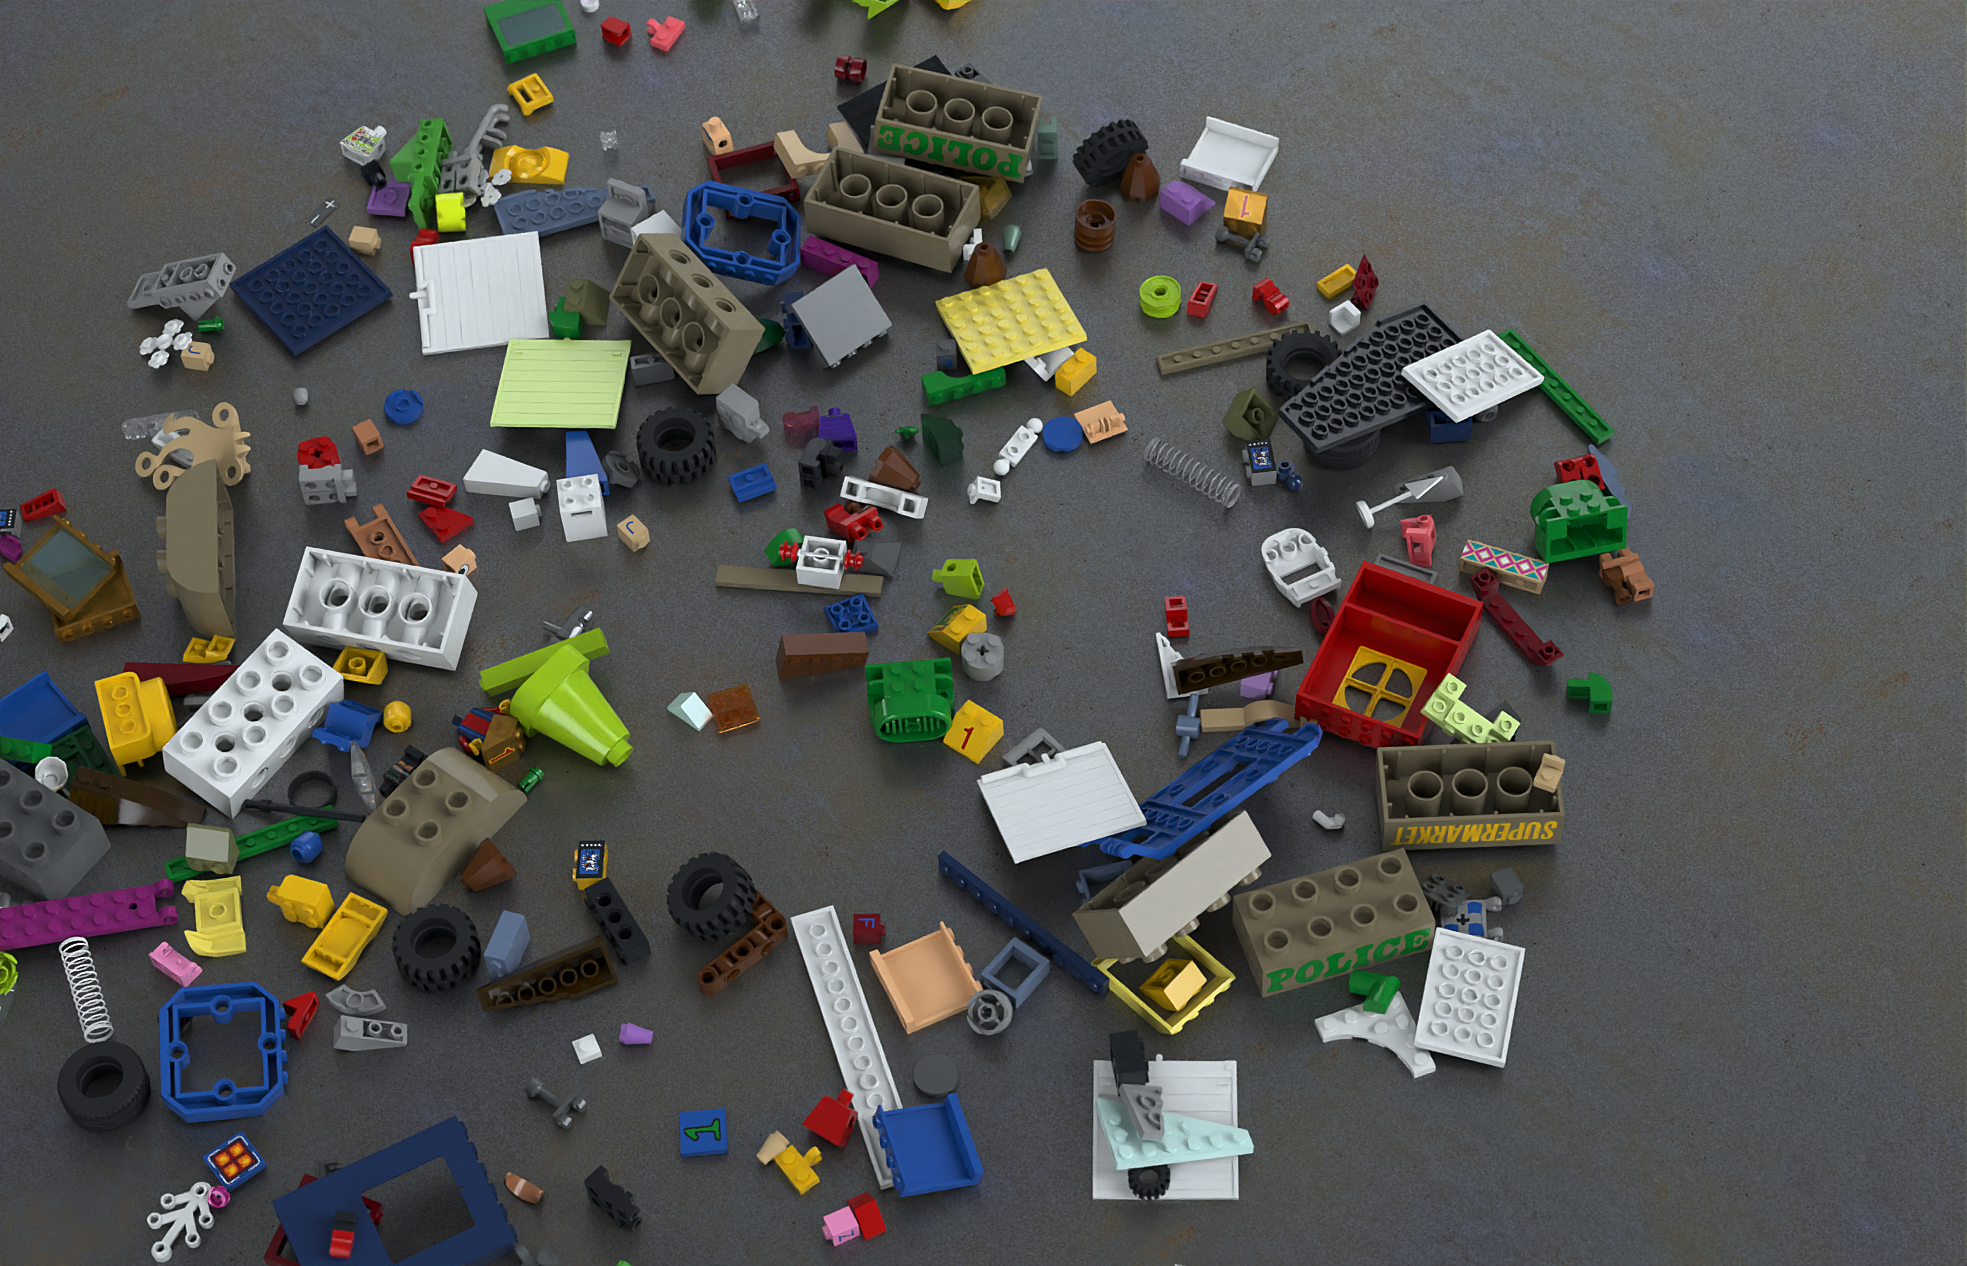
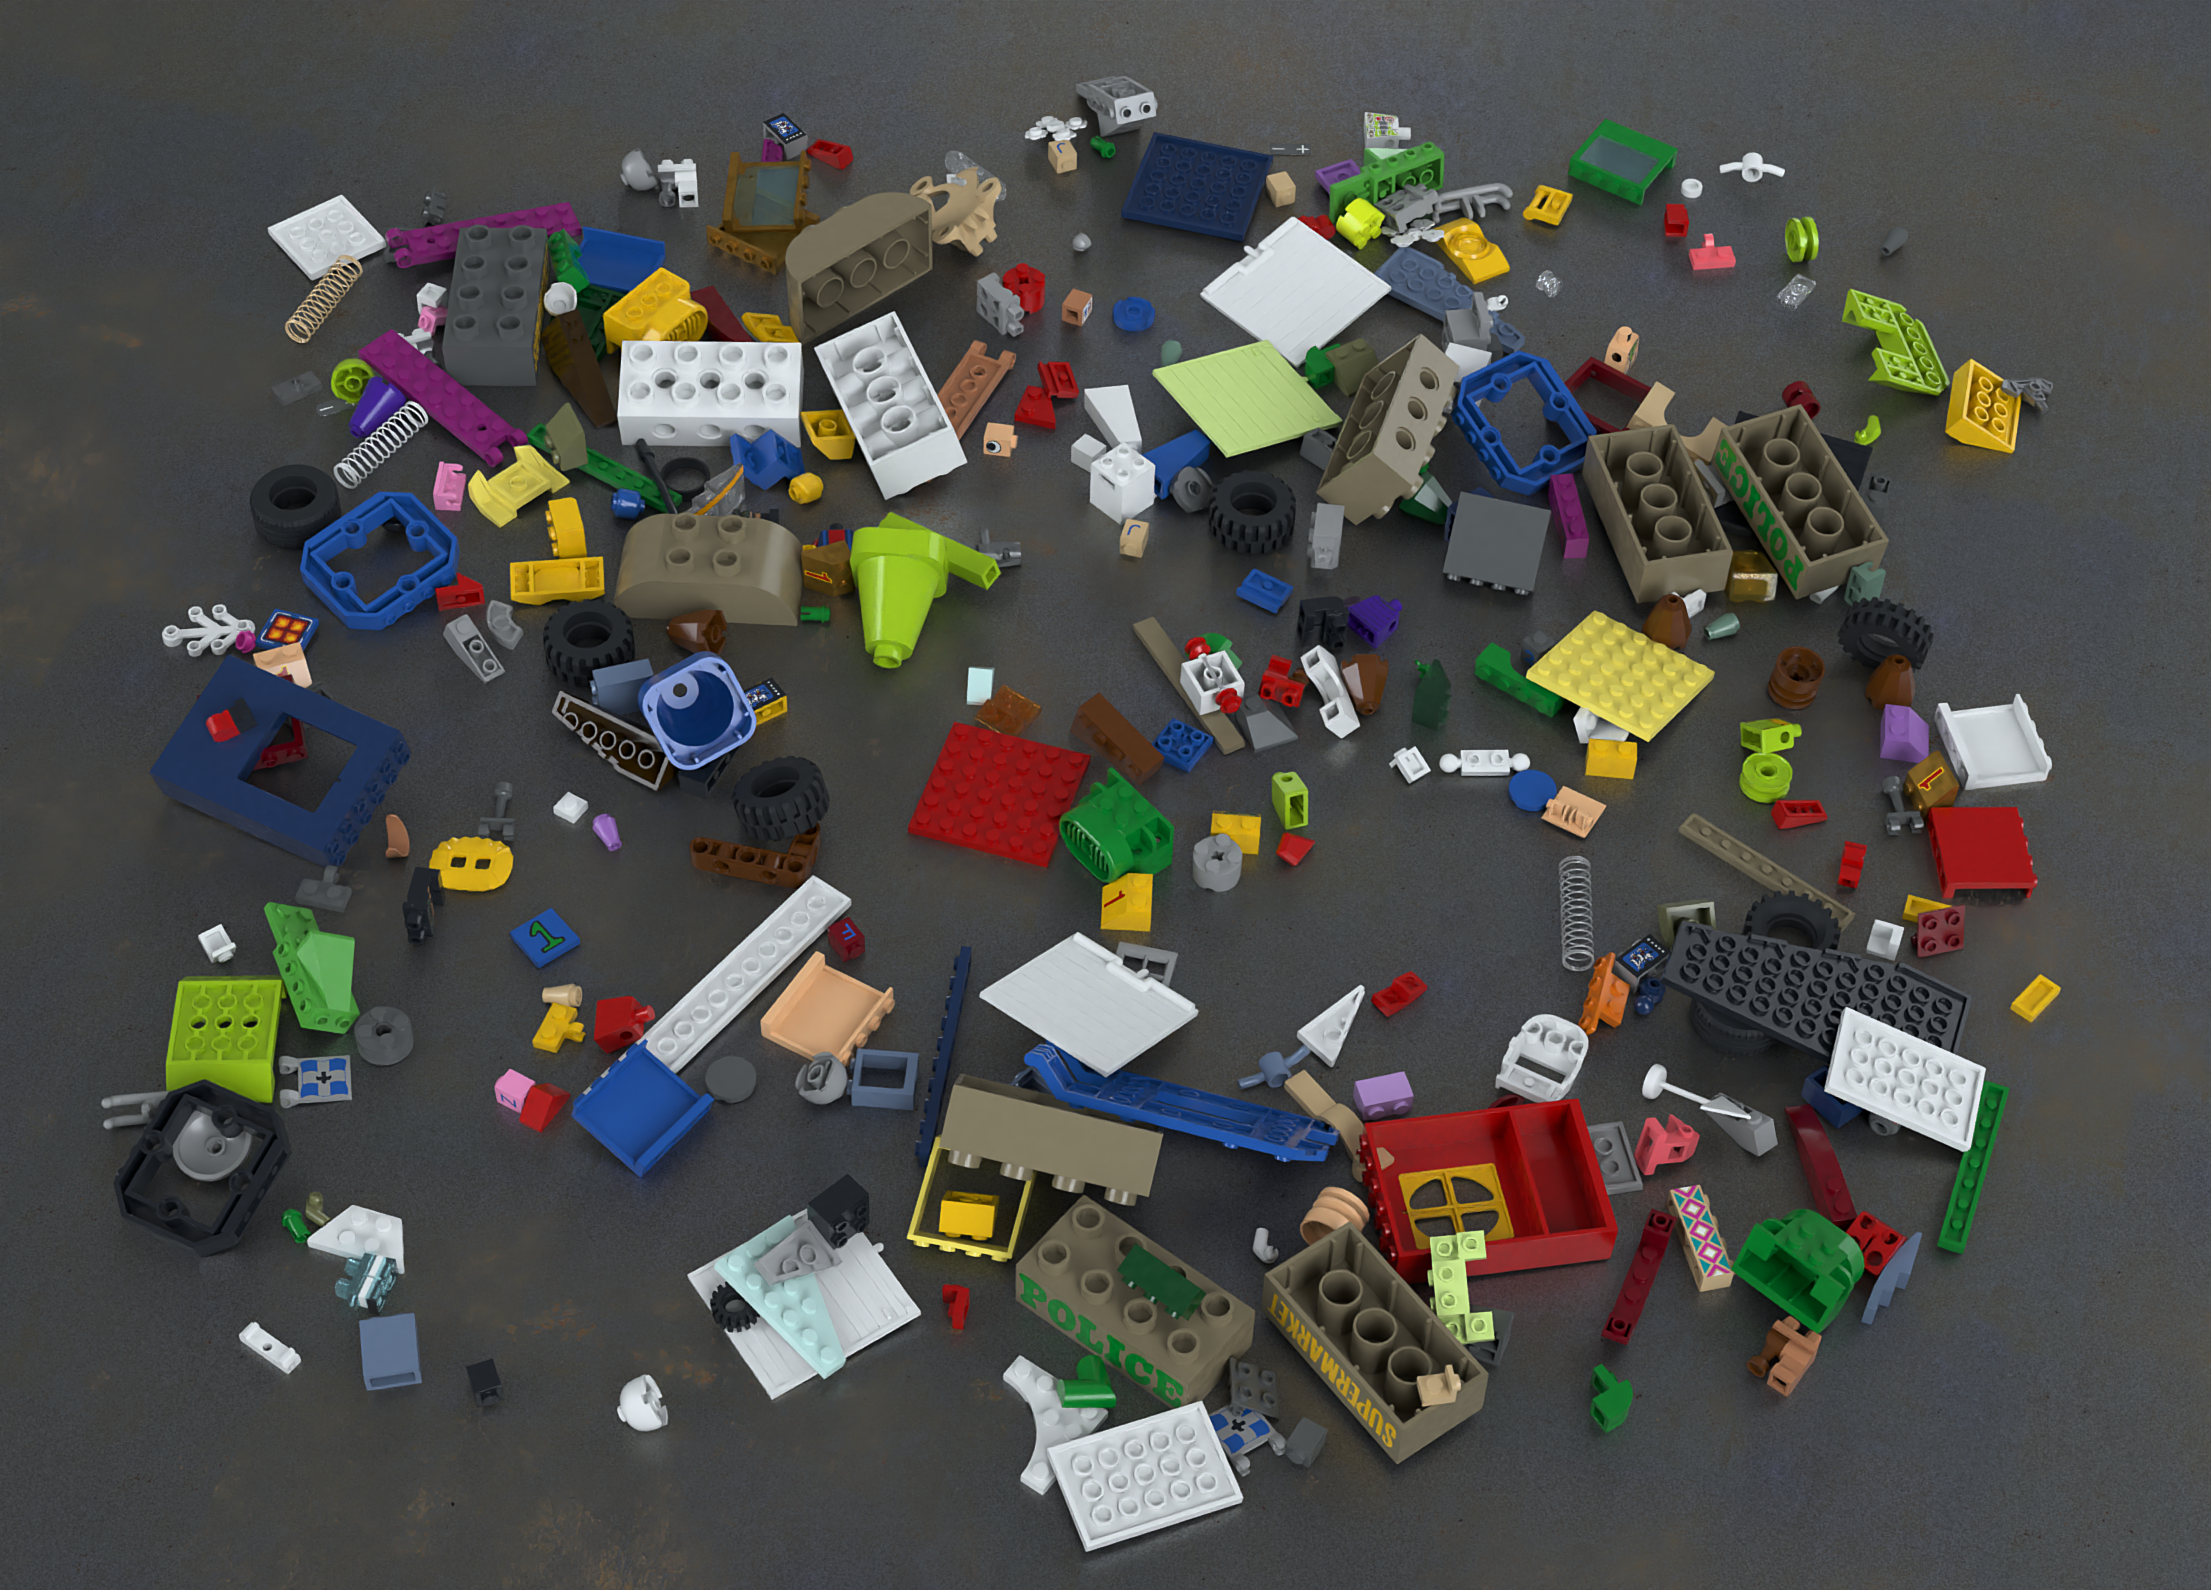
camera: 50 degrees right, 5 degrees down
(41, 972) = (375, 407): none -> dark purple cone
(274, 1179) = (285, 661): none -> light nougat slope
(374, 174) = (1353, 152): black bracket -> none
(470, 407) = (1170, 353): none -> sand green cone
(577, 1137) = (469, 877): none -> yellow piece
(590, 901) = (703, 721): none -> blue cone
(598, 182) = (1497, 303): none -> white arm
(800, 422) = (1360, 585): clear pink leg -> none
(804, 757) = (999, 794): none -> red plate
(909, 50) = (1870, 433): none -> lime arm
(1129, 272) = (1769, 735): none -> lime torso
(1231, 665) = (1360, 1056): dark brown wedge -> none
(1250, 1034) = (959, 1302): none -> red bracket
(1270, 500) = (1605, 996): none -> orange bracket
(1313, 221) = (1980, 849): none -> red panel
(1348, 764) = (1332, 1211): none -> light nougat wheel
(1354, 887) = (1160, 1283): none -> dark green brick
(1448, 269) = (2035, 998): none -> yellow tile
(1497, 466) = (1821, 1167): none -> dark red slope

